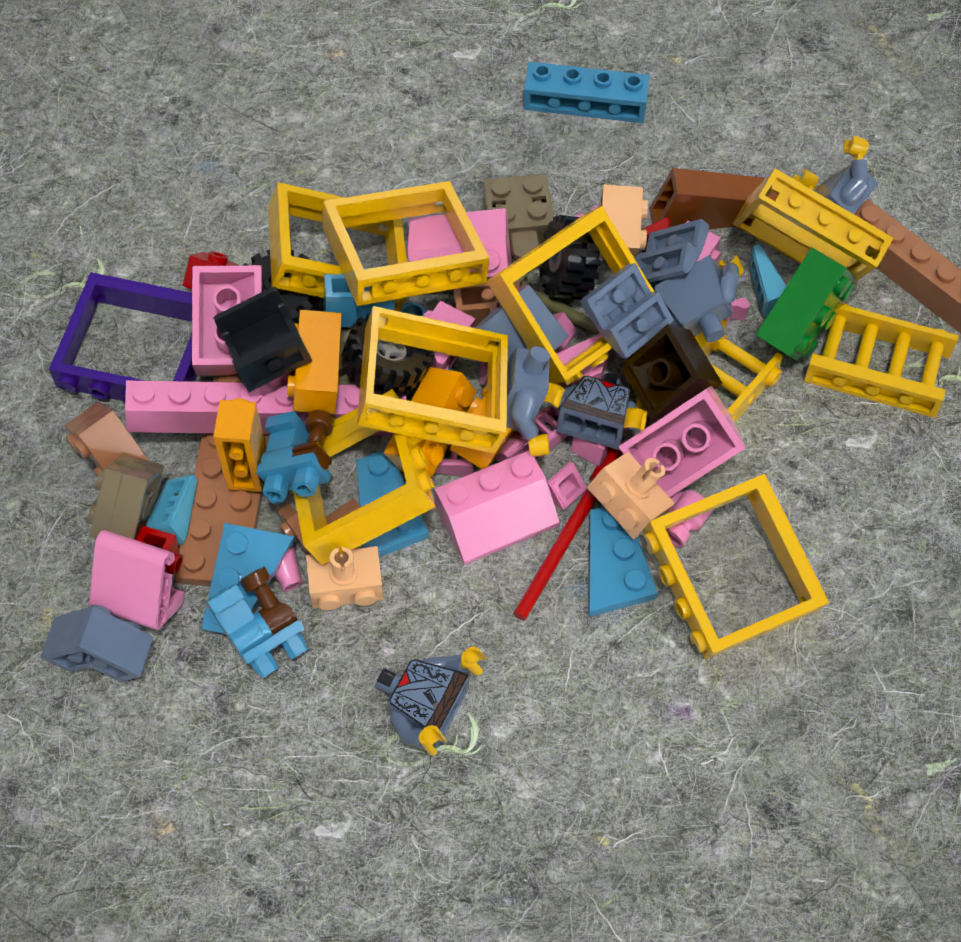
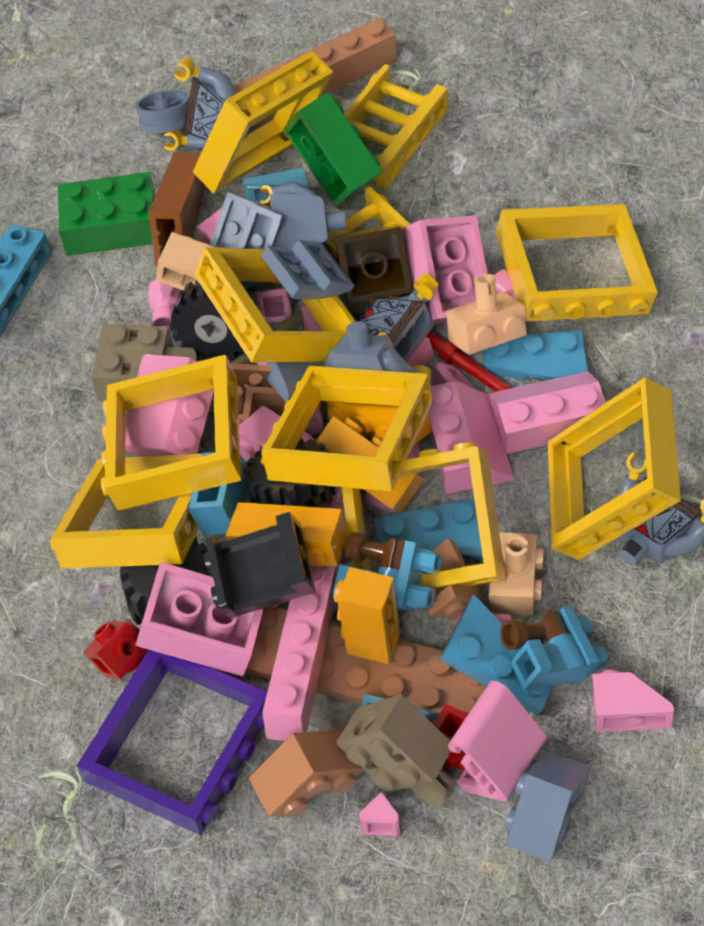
camera: 70 degrees left, 5 degrees down
(74, 514) = (380, 818): none -> bright pink slope
(216, 699) = (627, 703): none -> bright pink slope
(456, 651) = (583, 535): none -> yellow window
(540, 573) = (541, 410): none -> bright pink slope
(689, 138) = (105, 213): none -> green brick
(827, 156) = (162, 111): none -> sand blue wheel

